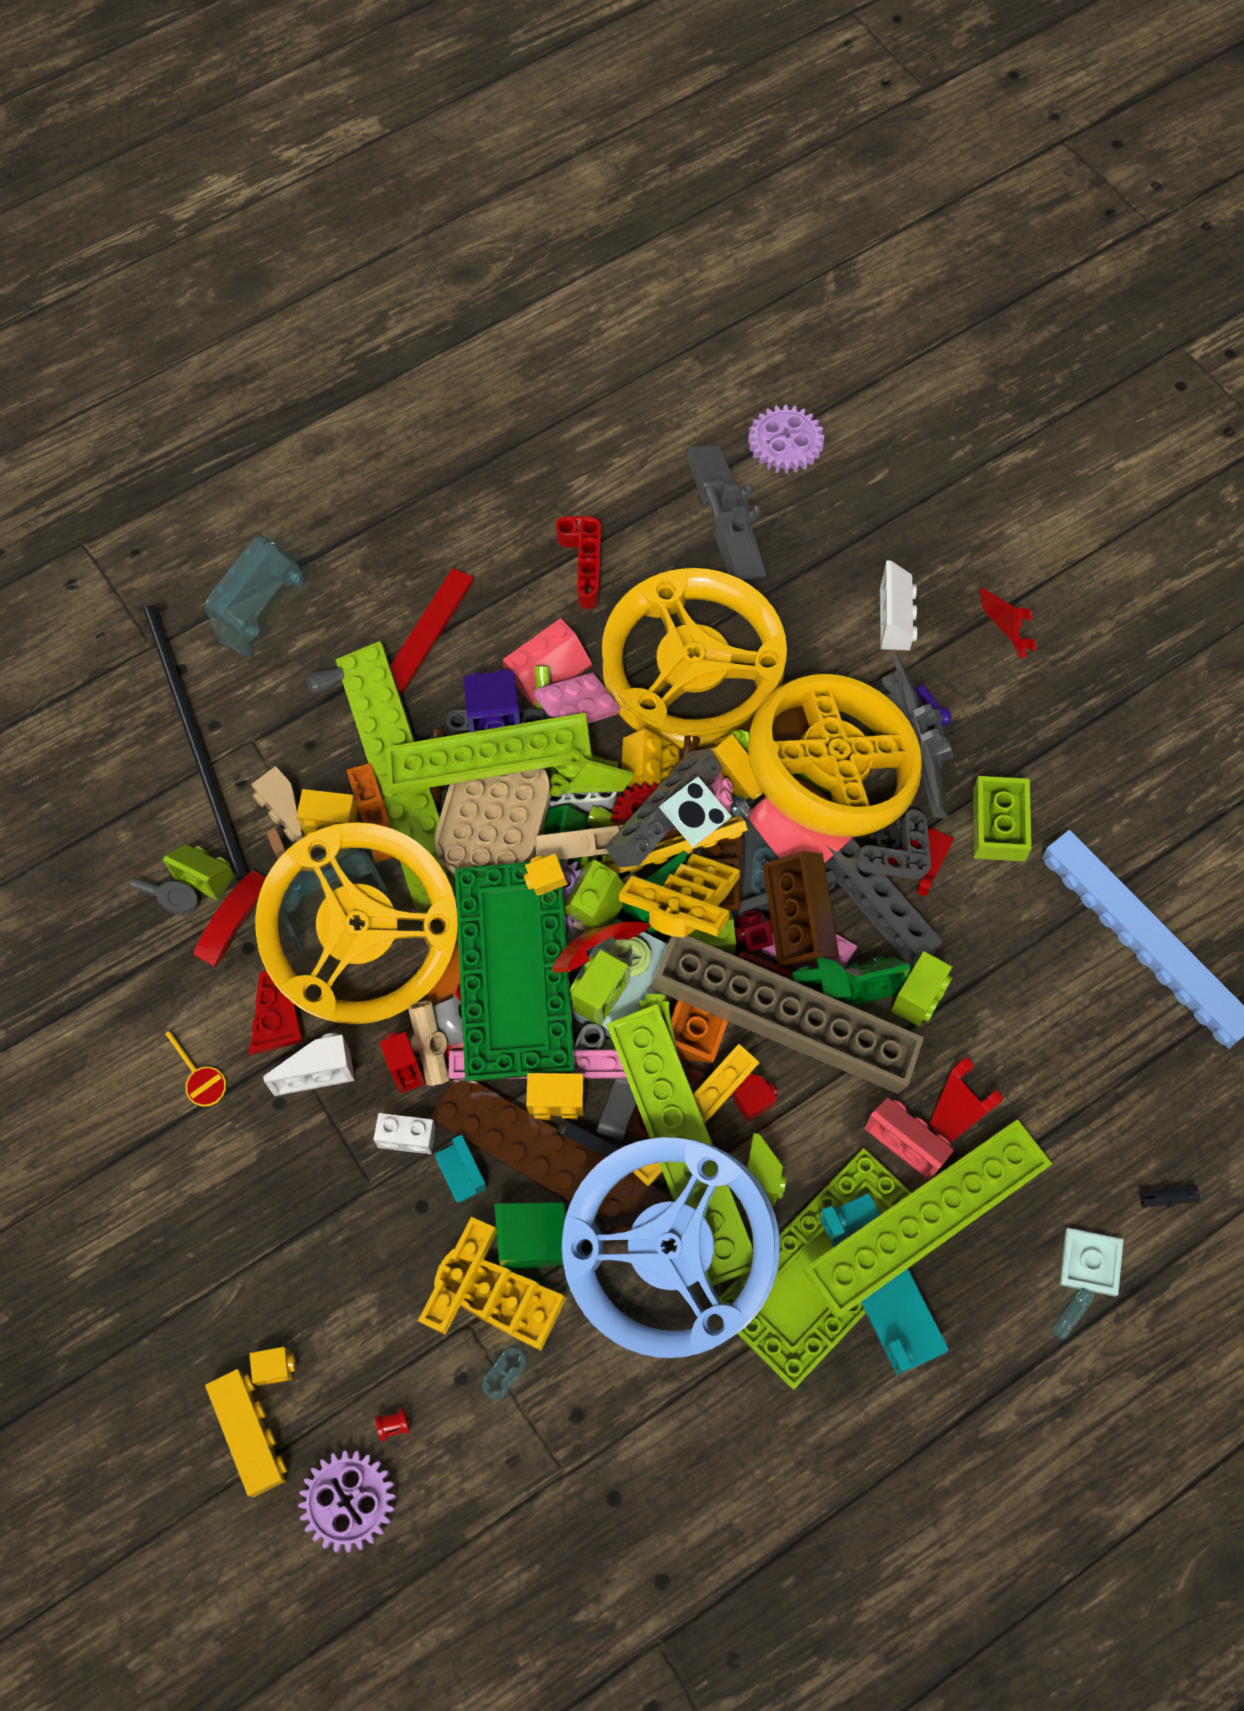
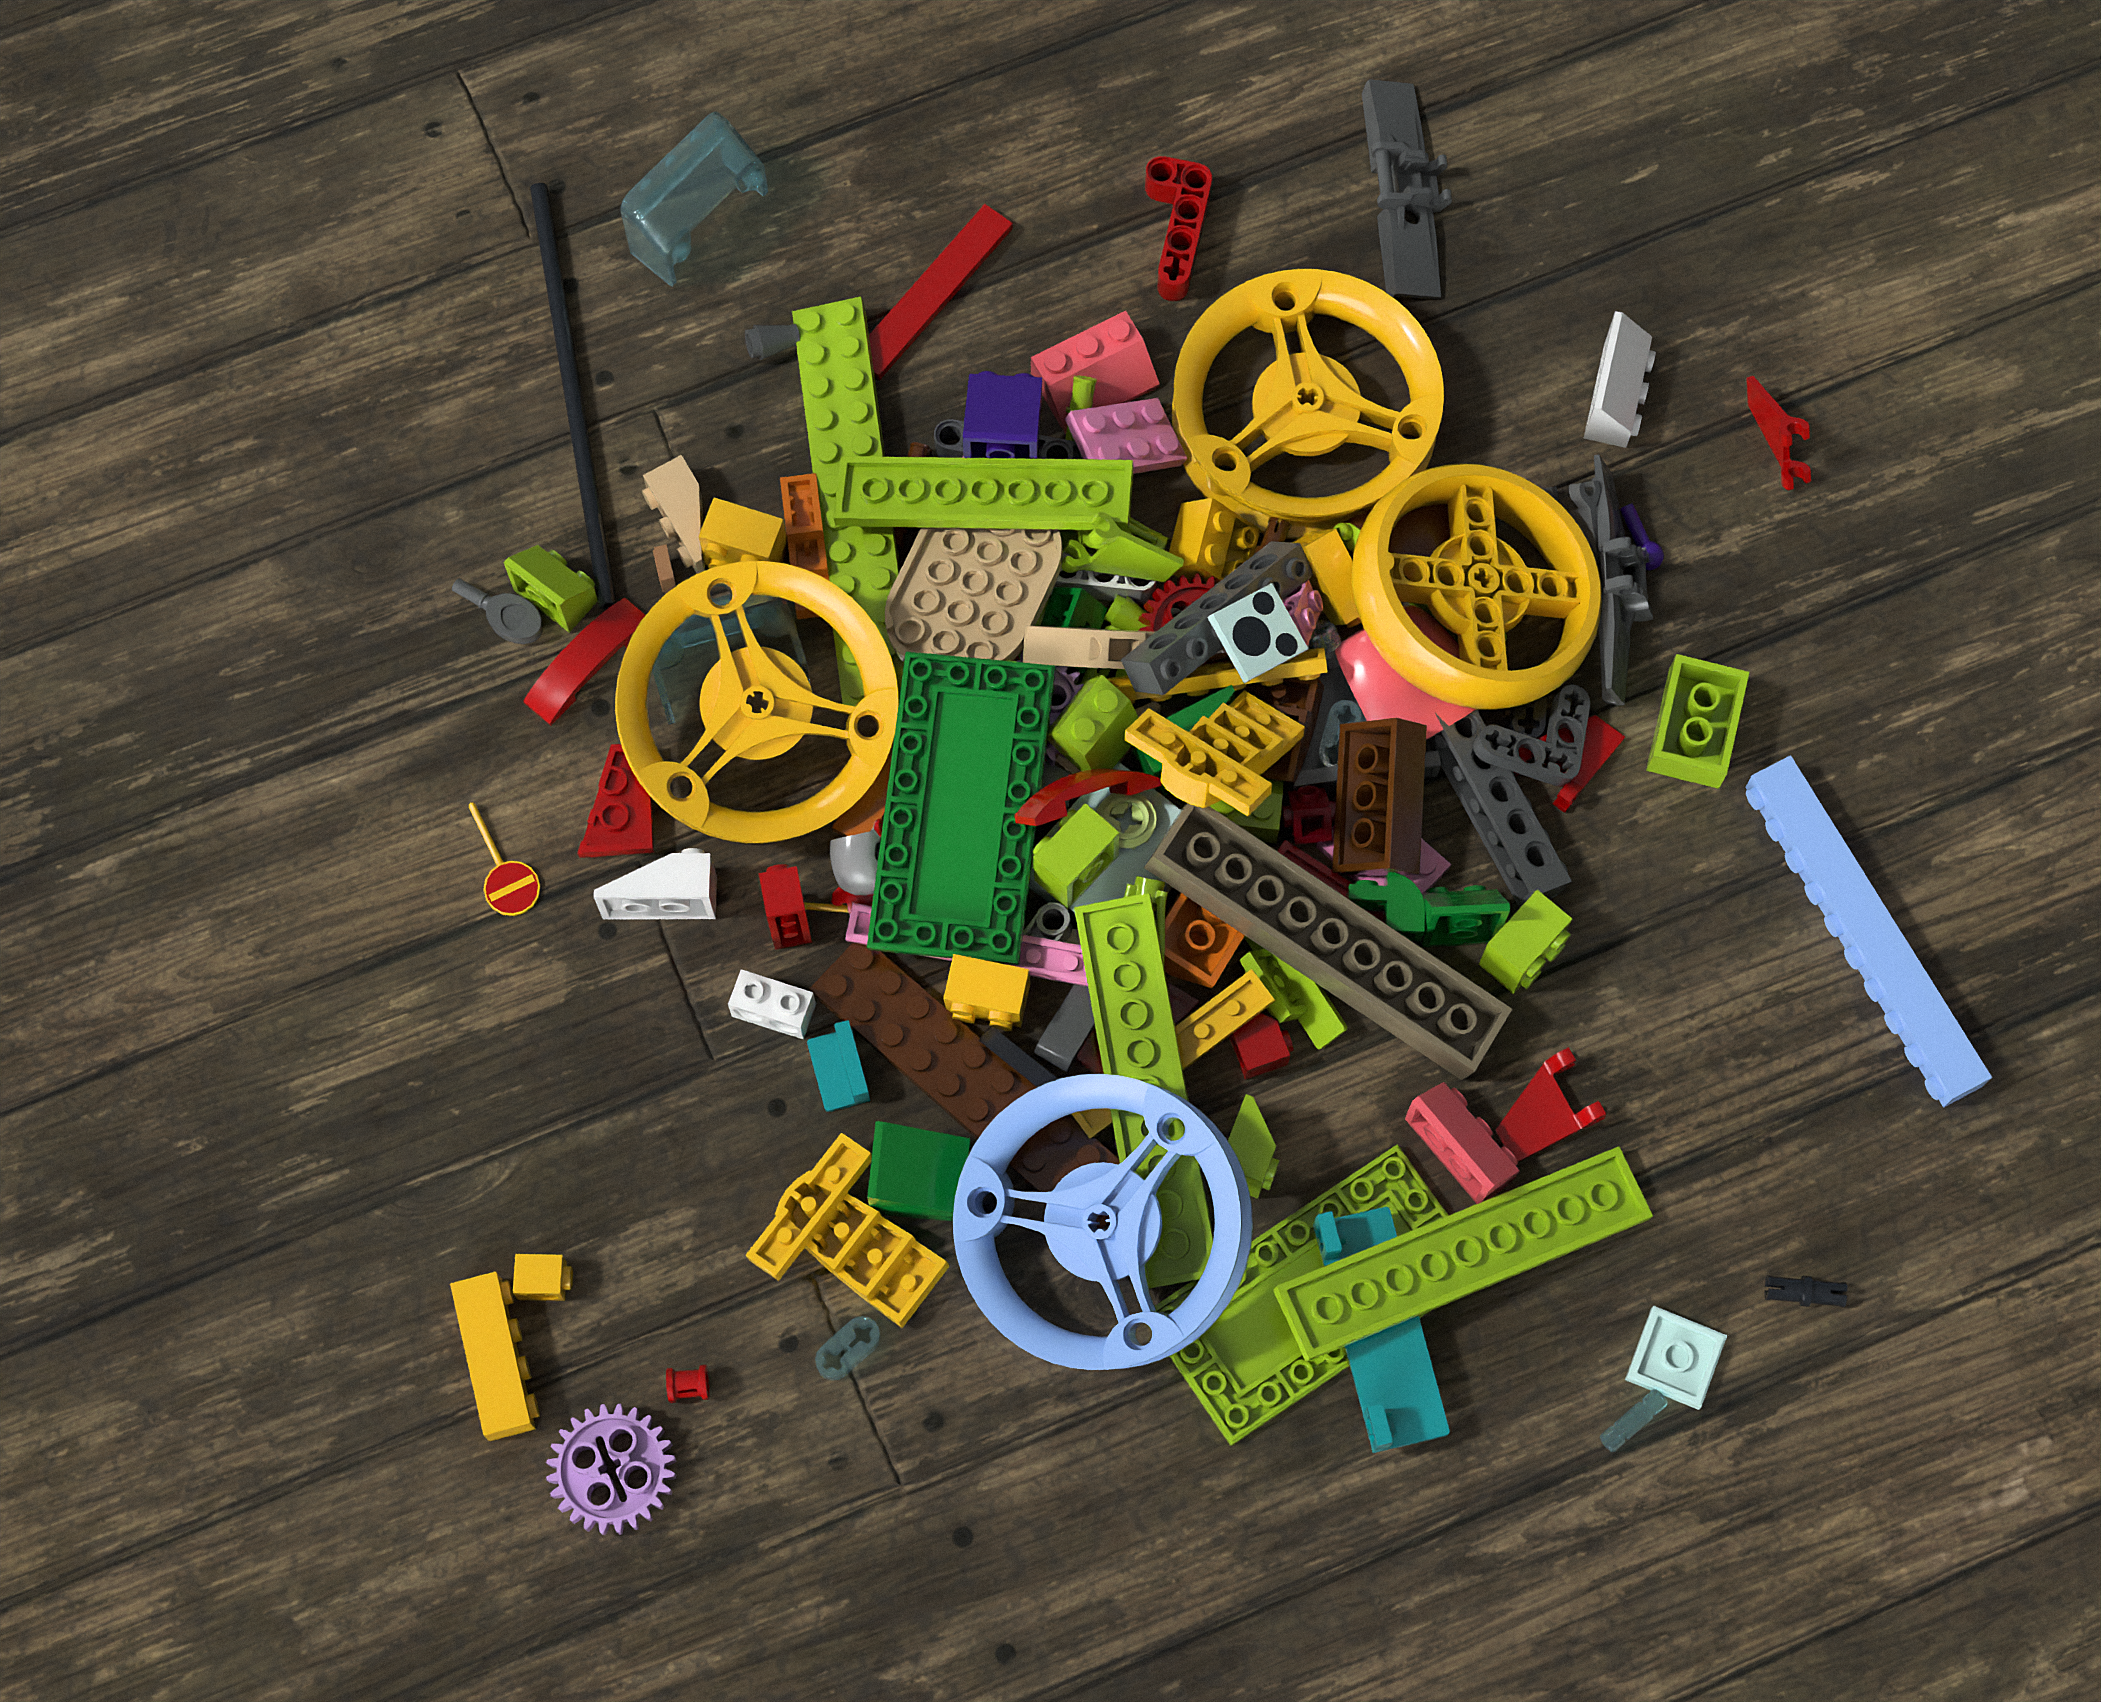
camera: 10 degrees right, 5 degrees up
(429, 1043) = (826, 886): tan piece -> none
(544, 874) = (1028, 684): yellow brick -> none
(771, 1056) = (1295, 996): none -> lime bracket
(786, 439) = (1510, 65): lavender gear -> none

